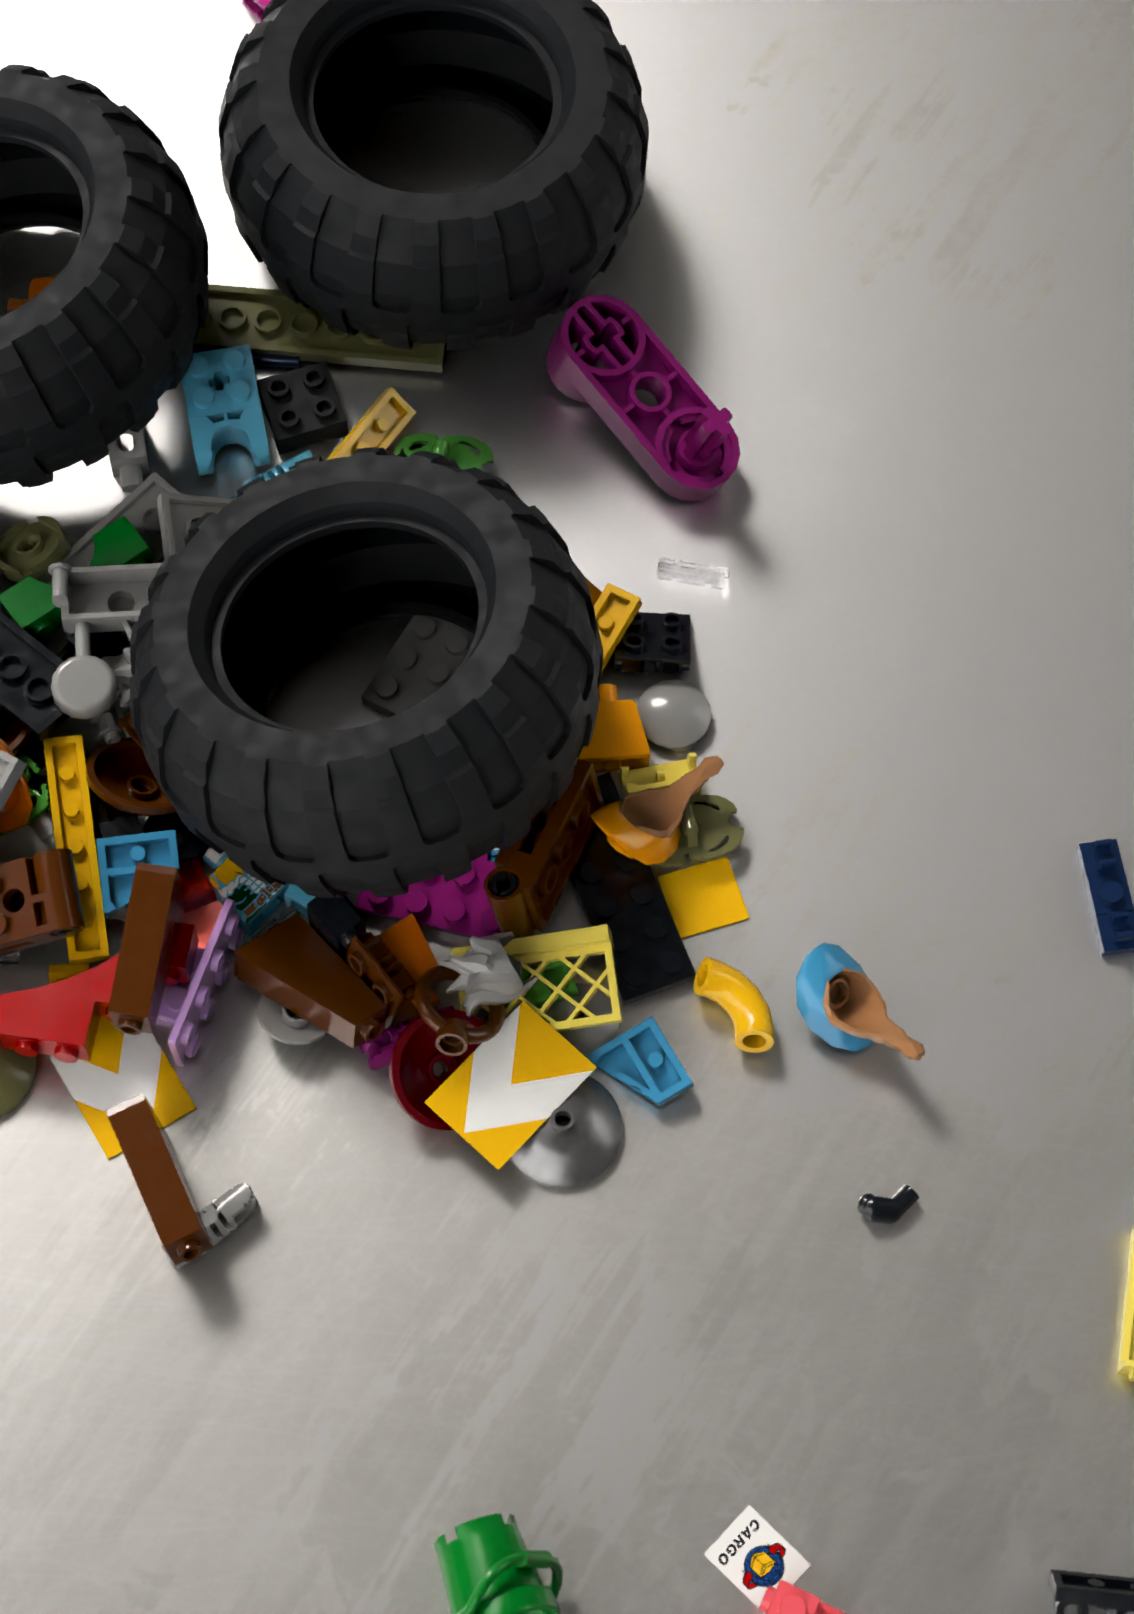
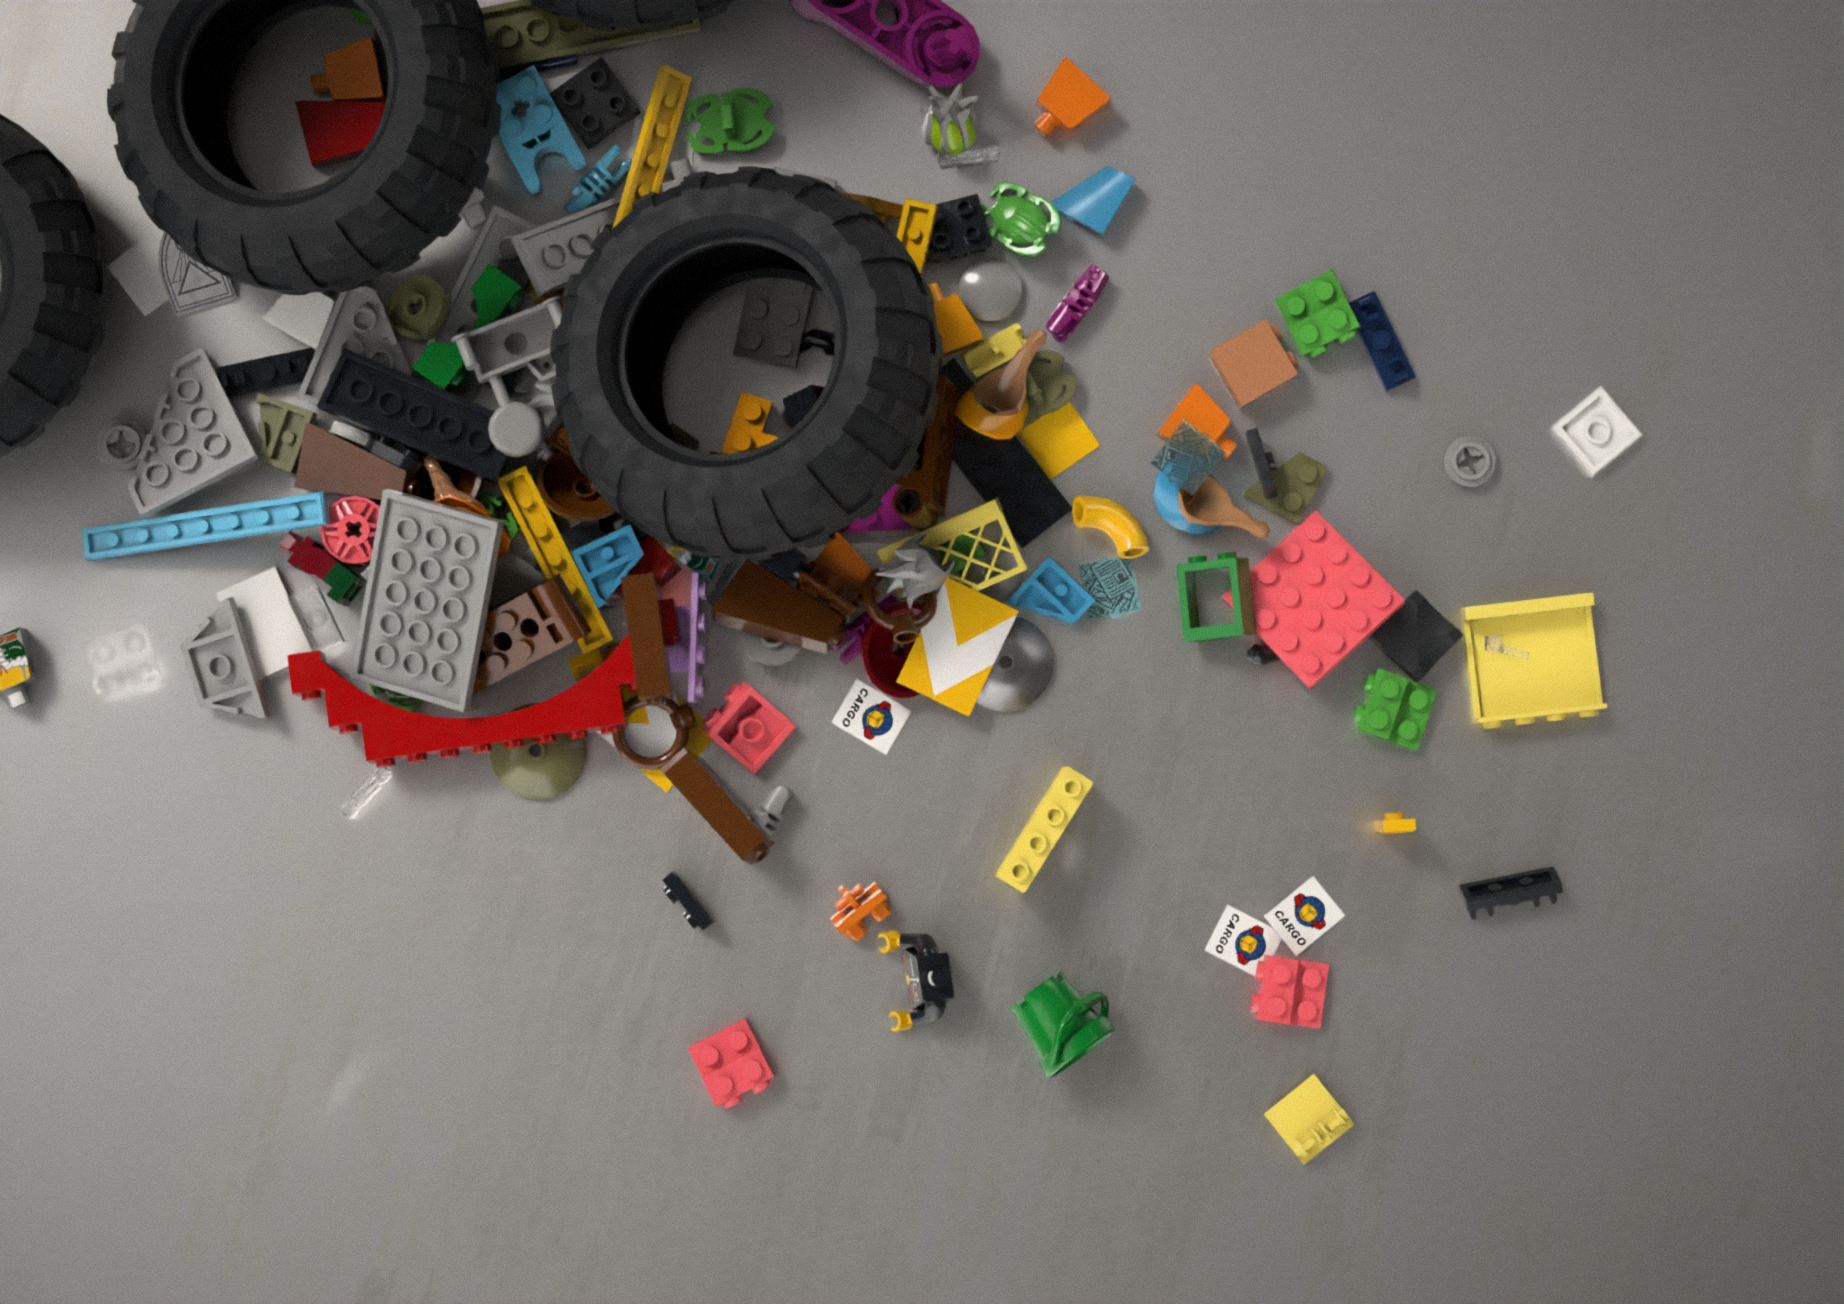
camera: 20 degrees left, 20 degrees up
(65, 1512) = (732, 1064): none -> coral plate
(76, 1275) = (677, 891): none -> black plate
(157, 1074) = (682, 720): none -> reddish brown piece
(231, 1106) = (747, 726): none -> coral plate
(307, 1359) = (856, 905): none -> orange hips
(343, 1474) = (926, 975): none -> black torso
(382, 1144) = (871, 716): none -> white sticker
(546, 1329) = (1044, 828): none -> light yellow fence
(682, 525) = (950, 122): none -> light grey hair
(717, 1078) = (1111, 584): none -> clear light blue piece
(728, 649) = (1021, 219): none -> bright green shield
(767, 754) = (1077, 303): none -> magenta hinge
(822, 545) = (1069, 100): none -> orange torso
(822, 654) = (1096, 199): none -> dark azure slope
(842, 1549) = (1304, 915): none -> white sticker
(849, 947) = (1188, 457): none -> clear light blue piece
(855, 1161) = (1241, 597): none -> green window
(870, 924) = (1203, 415): none -> orange torso
(937, 985) = (1263, 462): none -> black plate
(954, 875) = (1253, 363): none -> nougat piece
(956, 1161) = (1317, 600): none -> coral plate
(959, 1026) = (1295, 486): none -> olive wing
(988, 1460) = (1395, 824): none -> yellow plate
(1022, 1323) = (1394, 709): none -> bright green plate
(1045, 844) = (1318, 314): none -> bright green plate
(1070, 1241) = (1416, 636): none -> black brick

